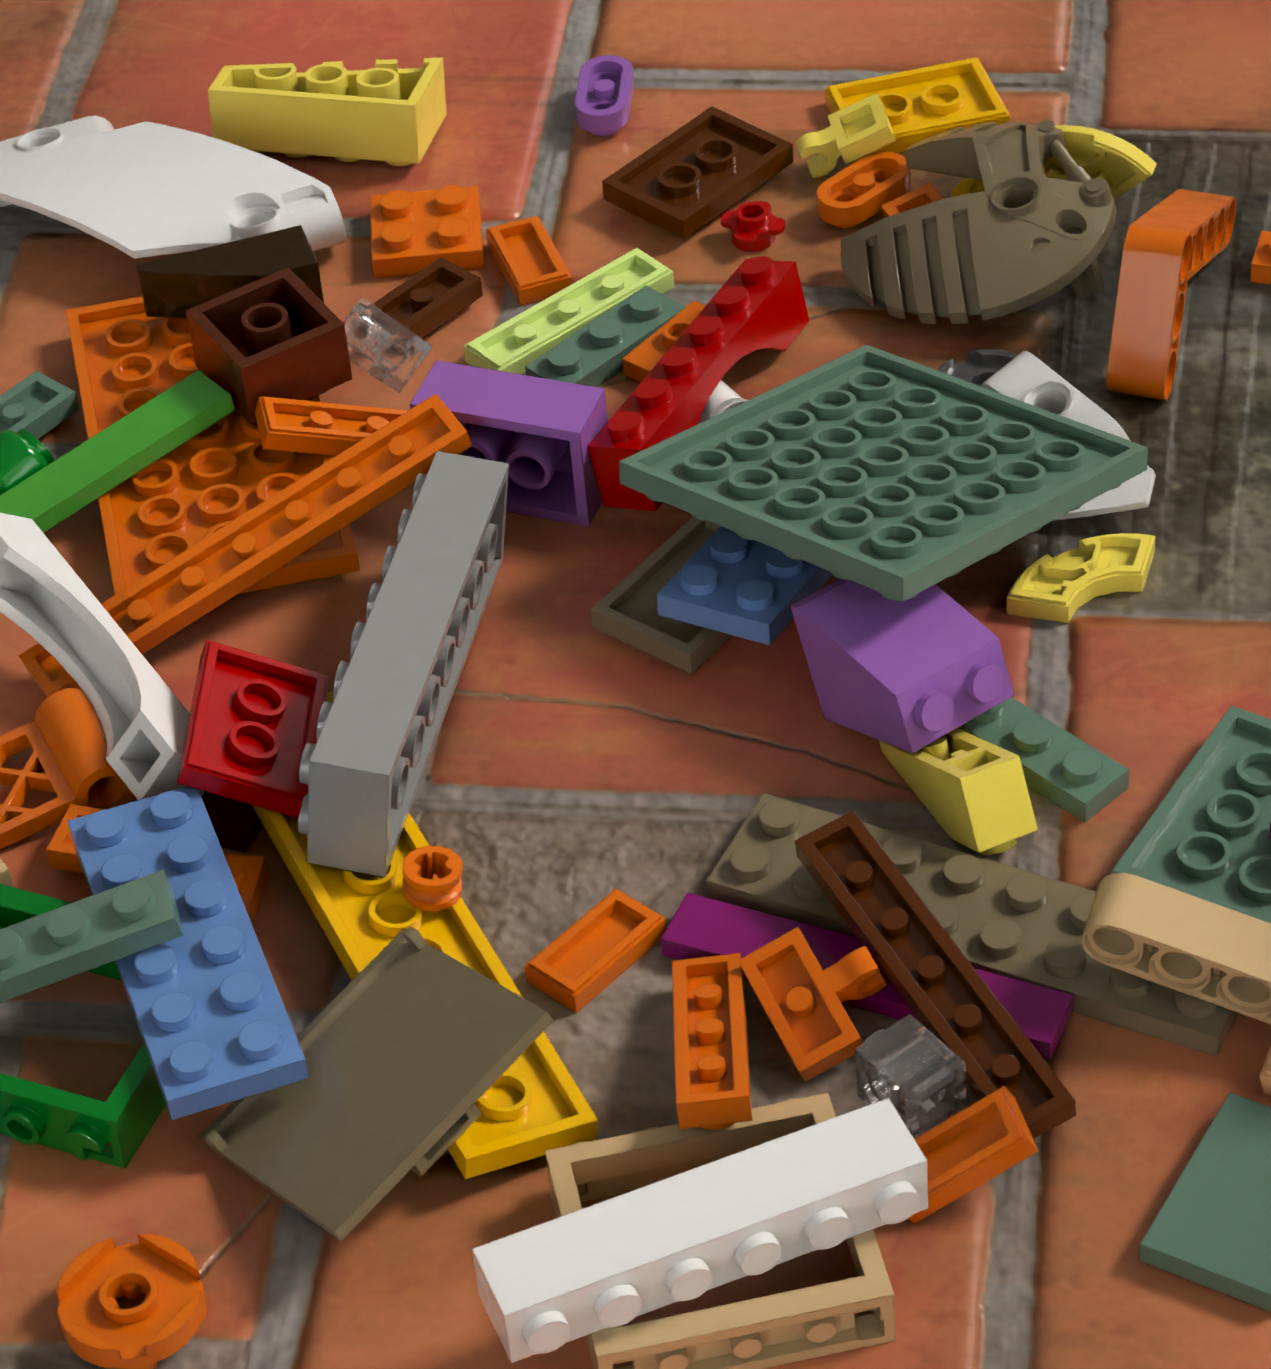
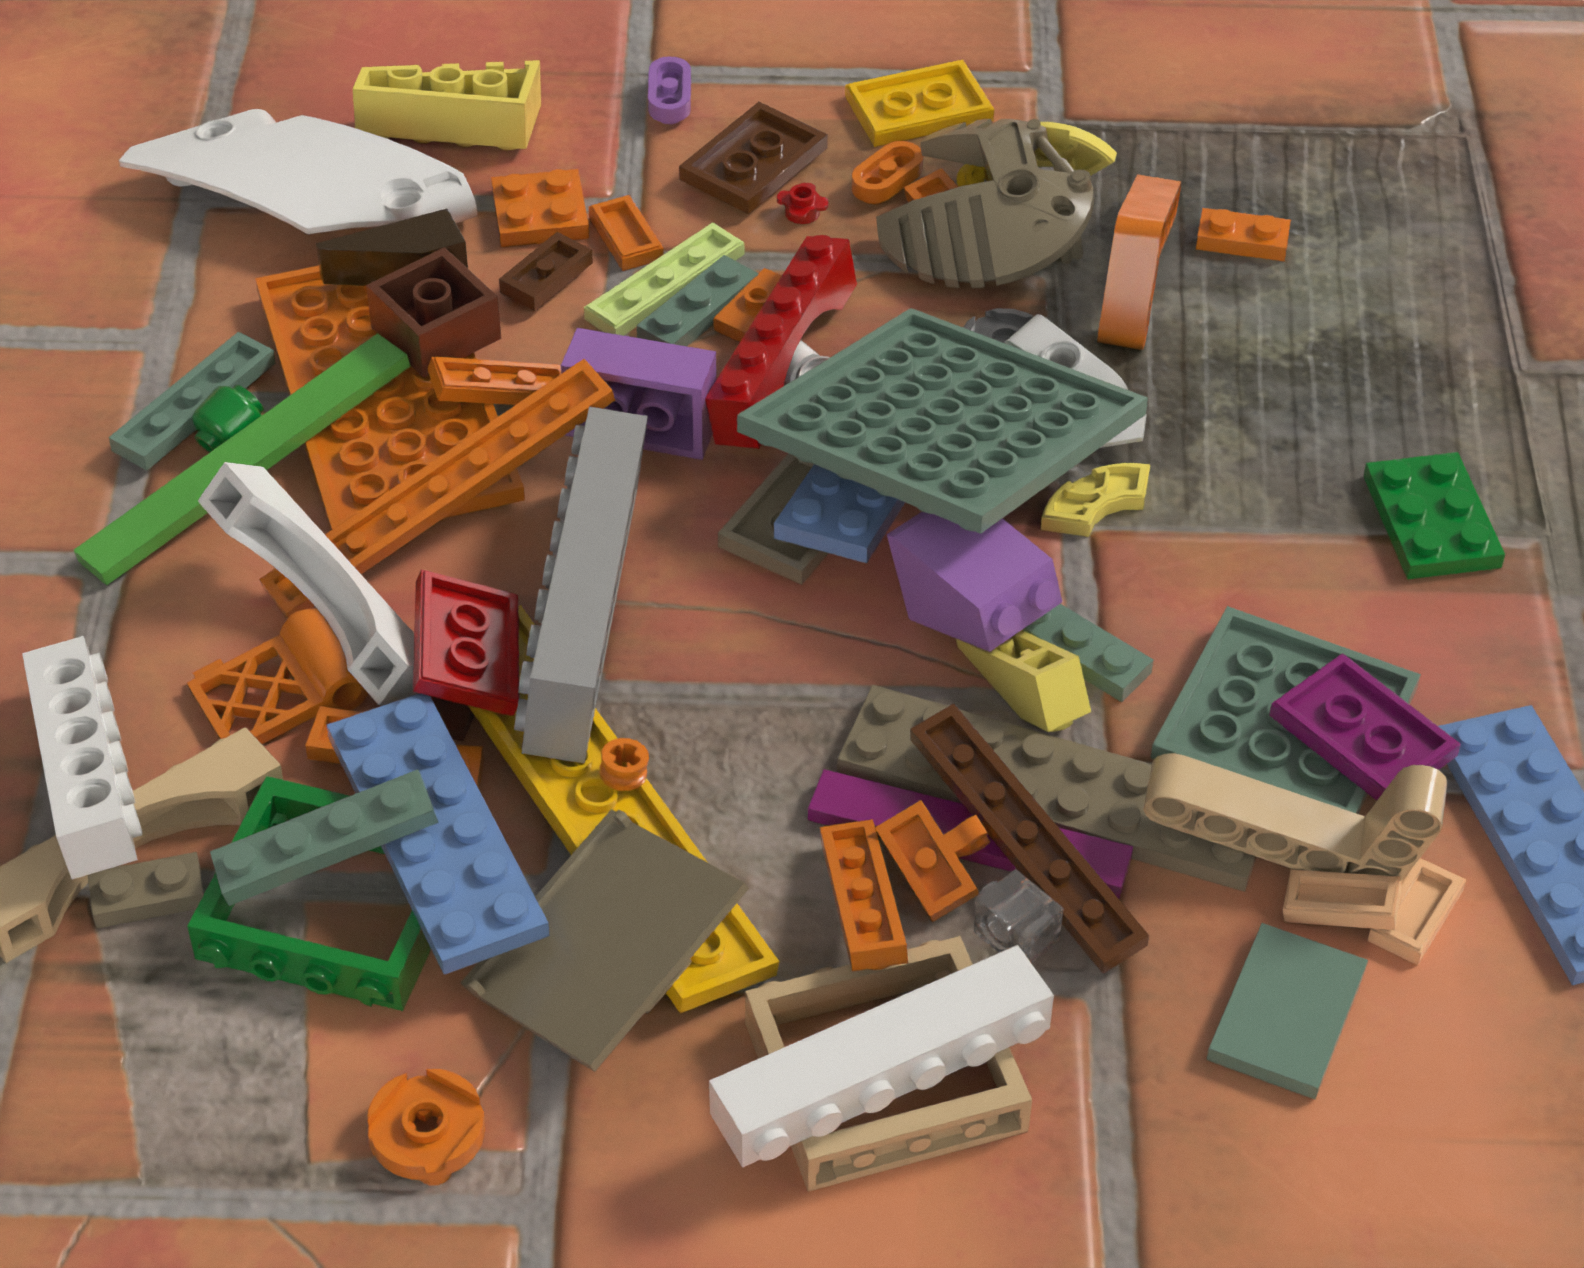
camera: 10 degrees left, 5 degrees up
(383, 345) = (523, 309): clear brick -> none
(595, 950) = (755, 818): orange tile -> none
(851, 134) = (876, 125): light yellow plate -> none
(973, 1148) = (1080, 972): orange tile -> none

